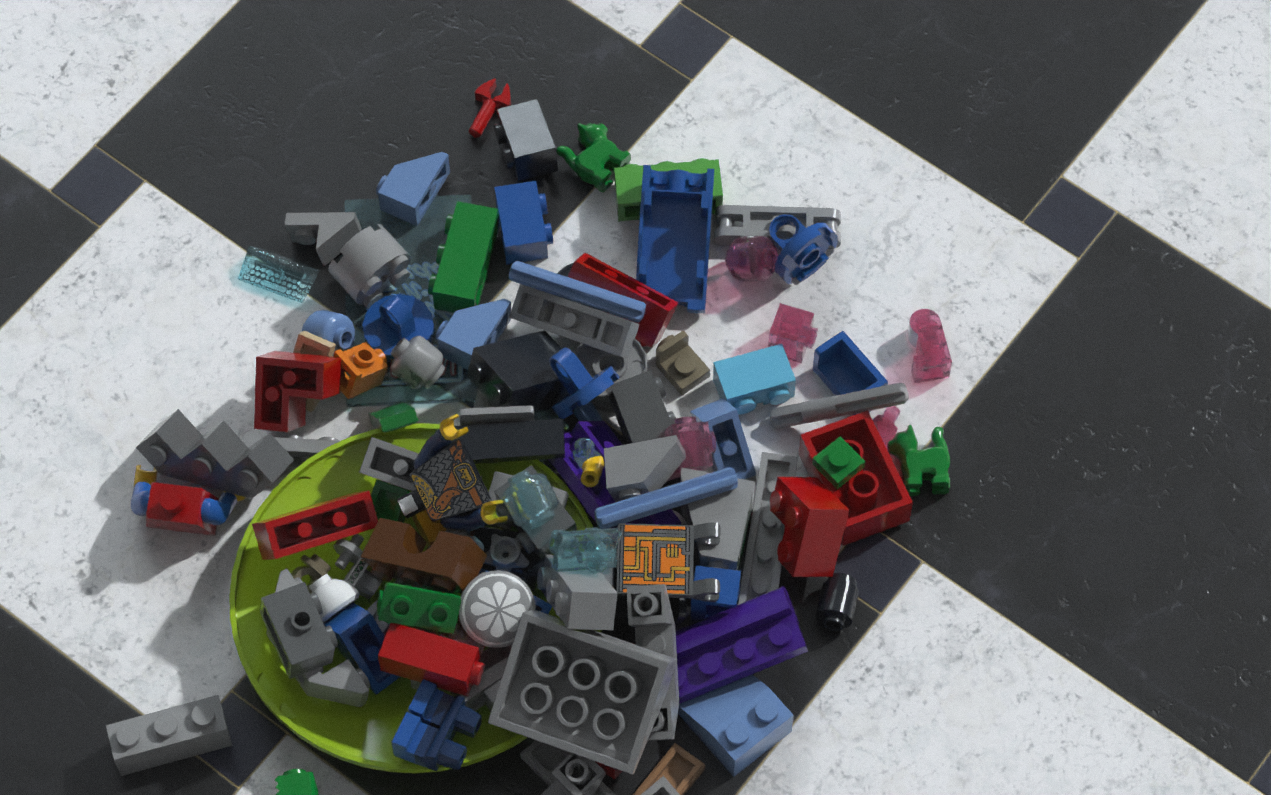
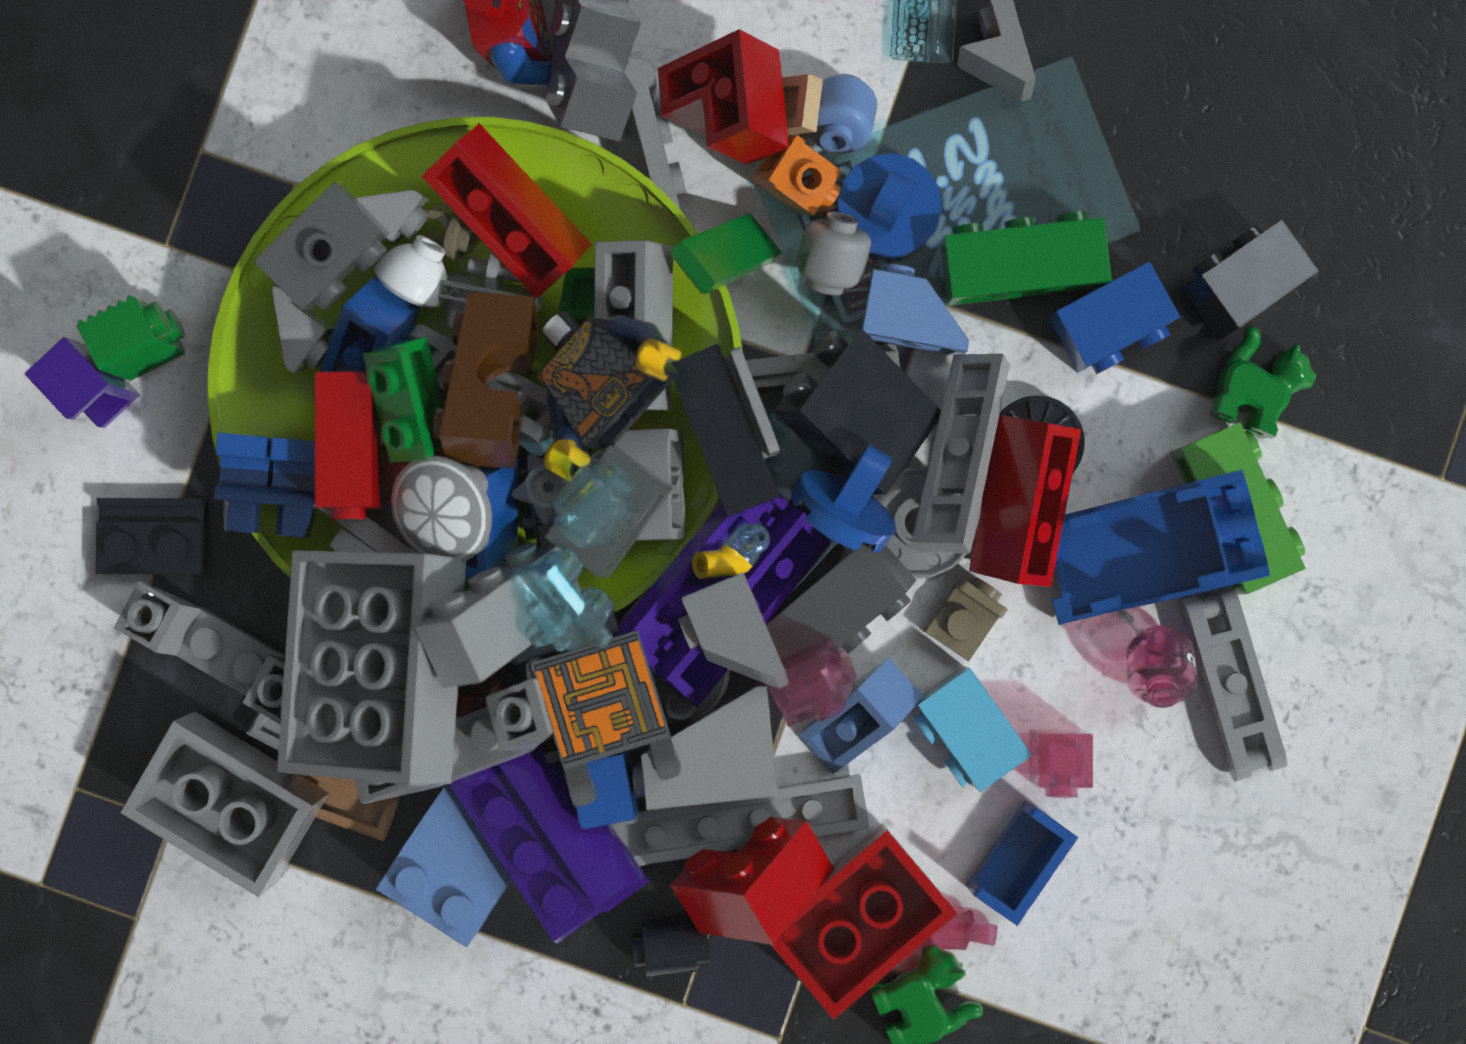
camera: 75 degrees right, 25 degrees up
(168, 735) = (189, 128): light grey brick -> none
(370, 265) = (961, 132): light grey brick -> none
(413, 186) = (1116, 144): medium blue slope -> none
(489, 105) = (1295, 203): red bar -> none
(577, 291) = (1006, 441): medium blue axle -> none
(666, 498) = (701, 684): medium blue axle -> none
(804, 251) = (1198, 735): blue tile -> none
(838, 462) = (856, 900): green plate -> none
(839, 405) = (959, 868): light grey axle -> none
(932, 351) = (1109, 960): clear pink leg -> none

